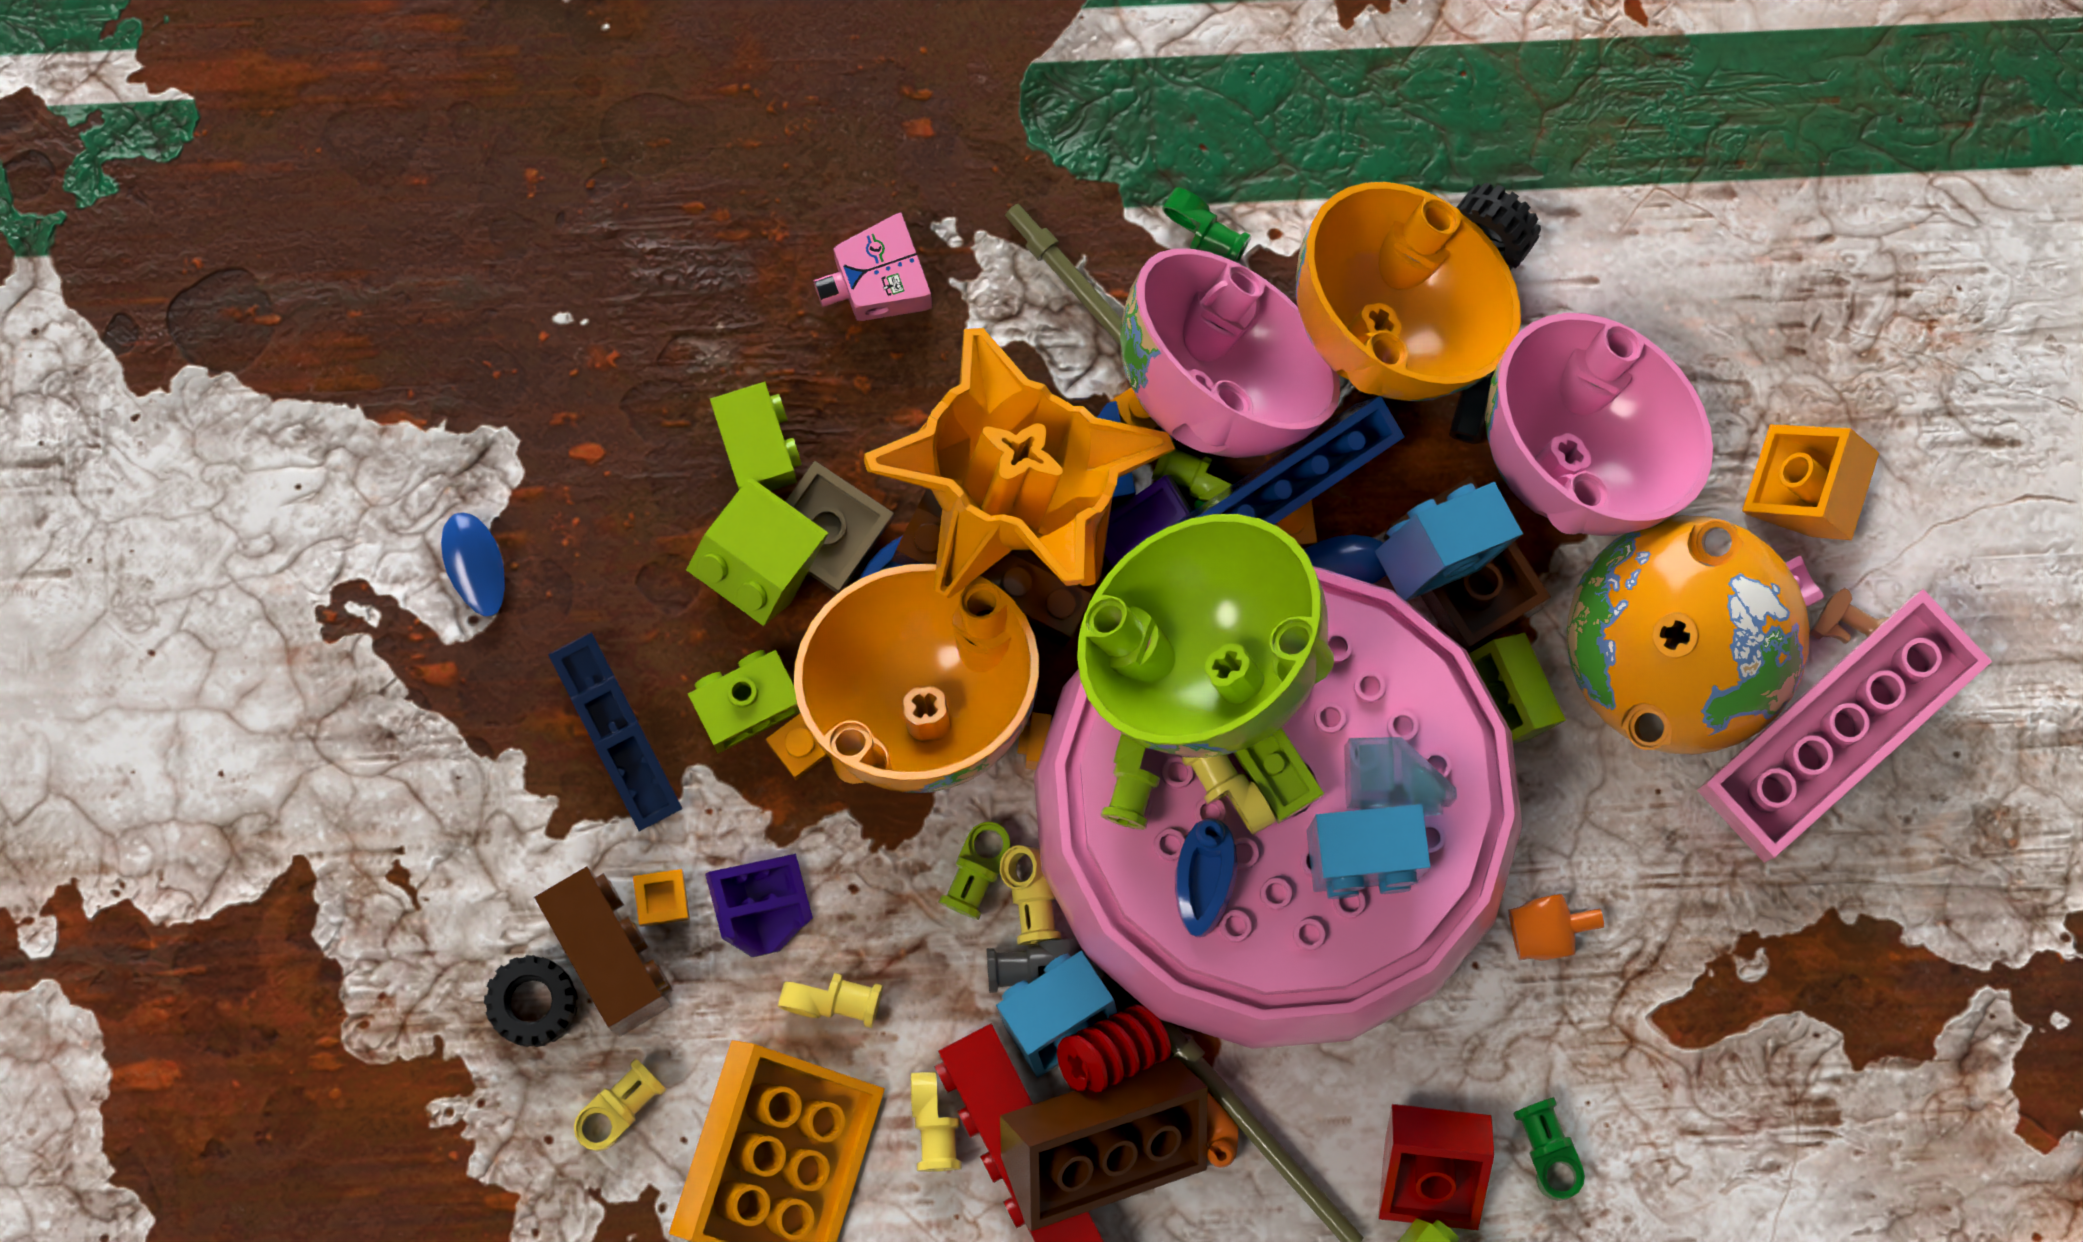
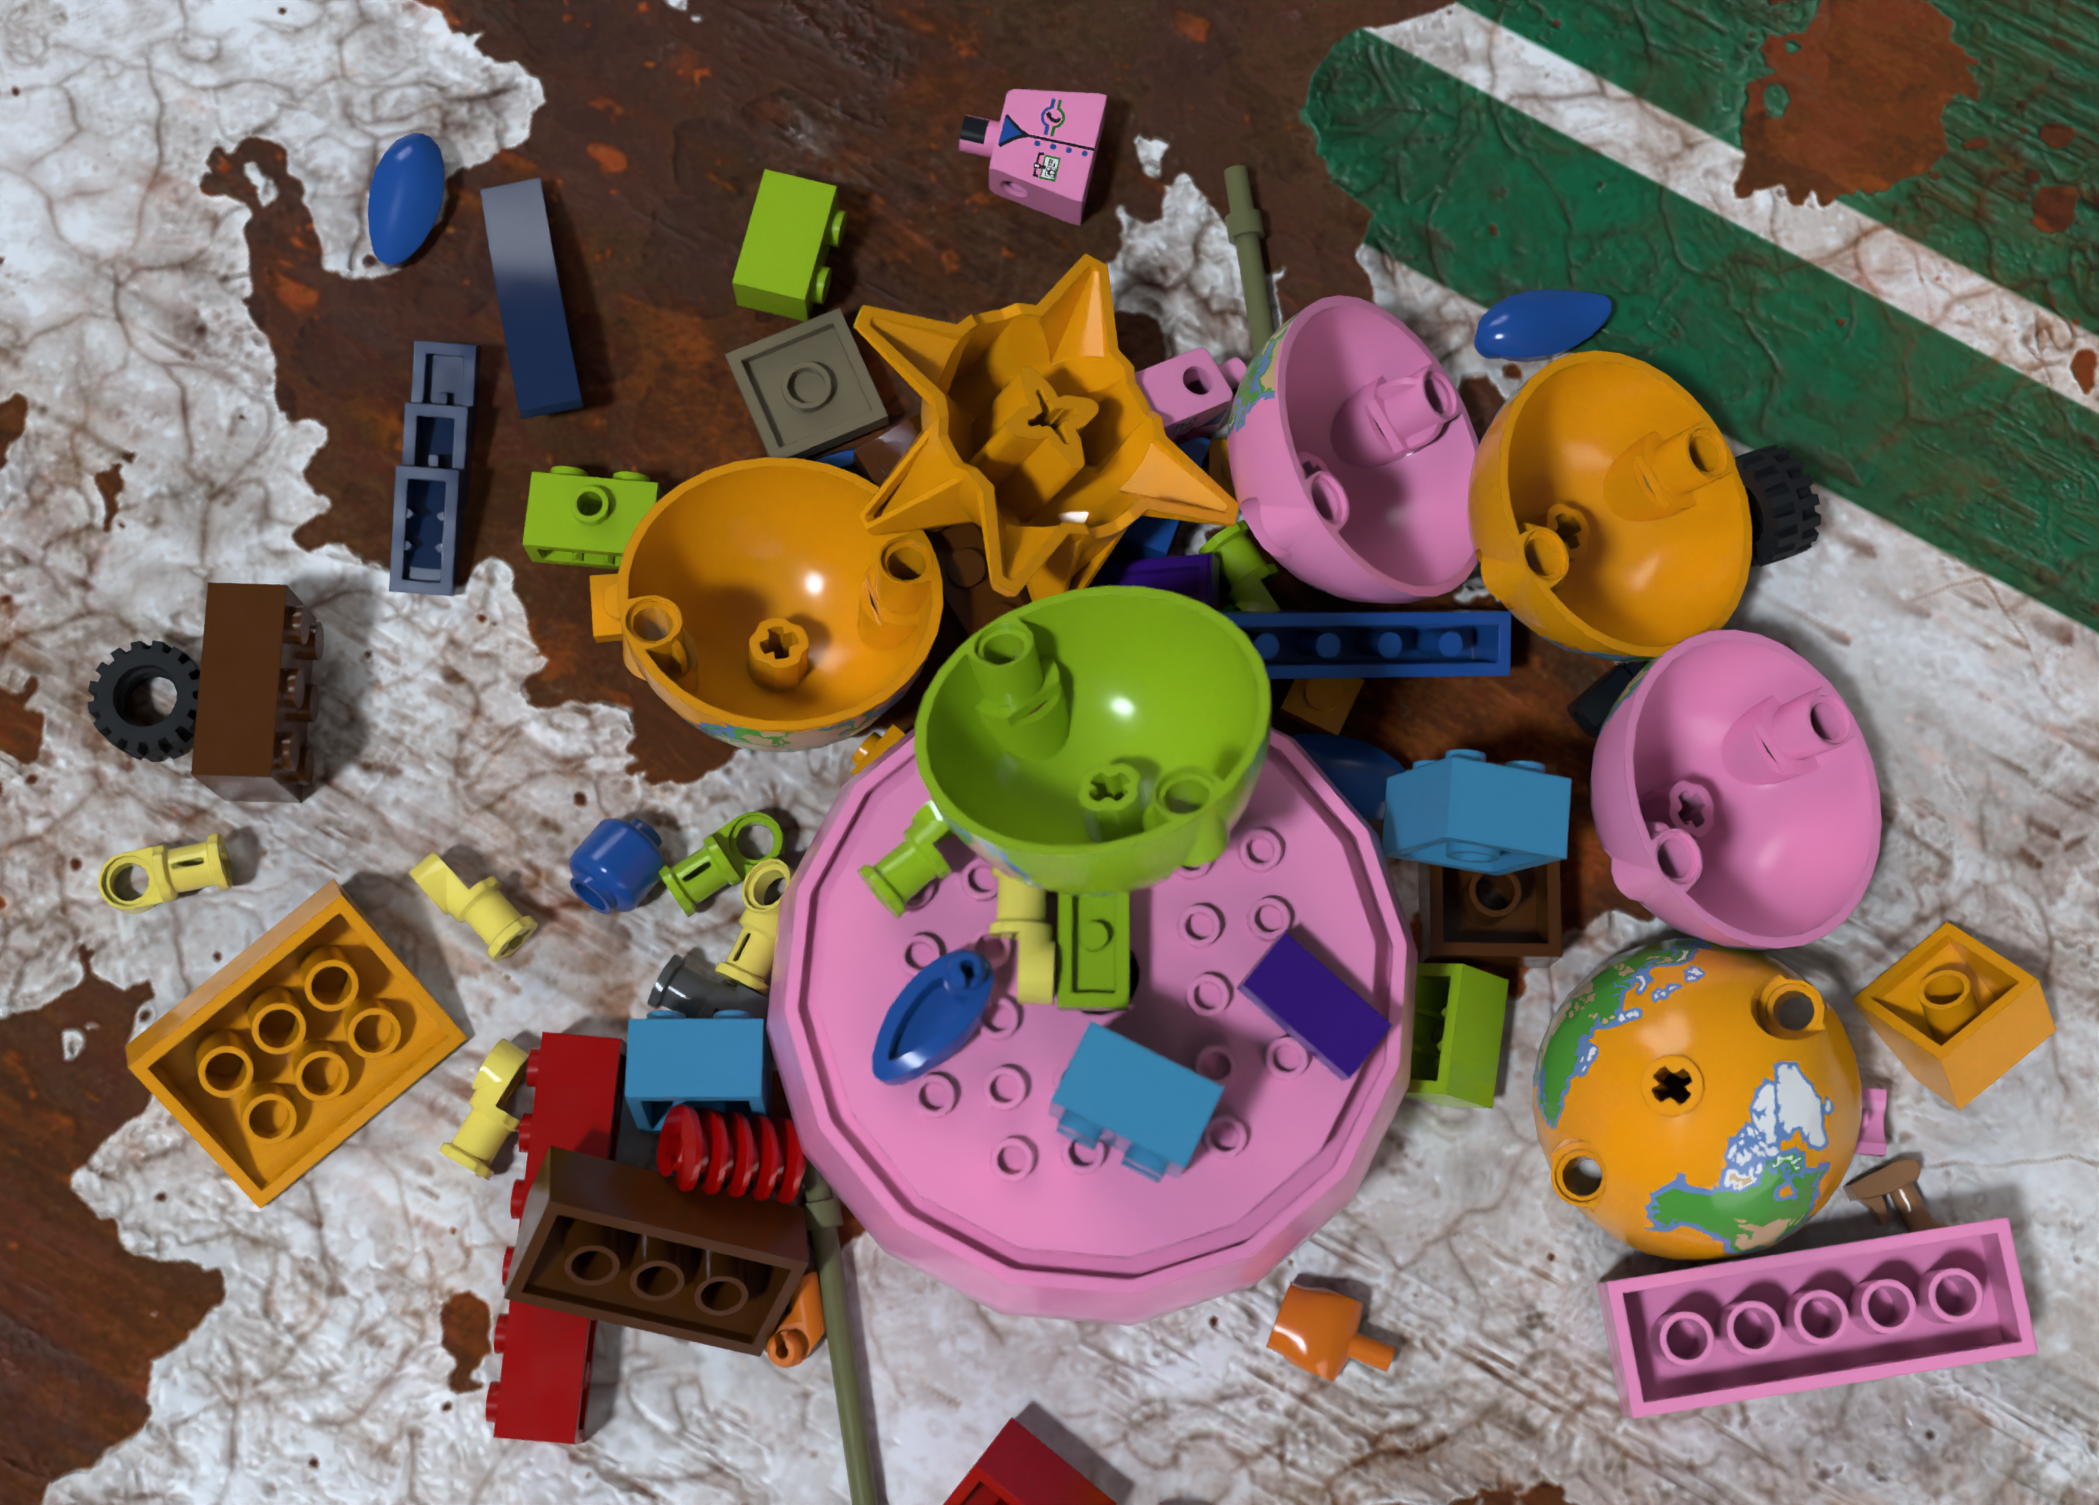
camera: 30 degrees right, 0 degrees up
(605, 578) = (531, 298): none -> dark blue slope
(661, 898) = (363, 677): light orange plate -> none
(757, 552) = (707, 366): lime slope -> none
(760, 904) = (462, 749): dark purple slope -> none
(910, 915) = (616, 865): none -> blue head
(1086, 374) = (1191, 392): none -> bright pink torso
(1210, 235) = (1436, 323): green connector -> none
(1275, 192) = (1540, 324): none -> blue arm
(1391, 775) = (1224, 1036): clear light blue slope -> none
(1434, 722) = (1314, 1006): none -> dark purple tile

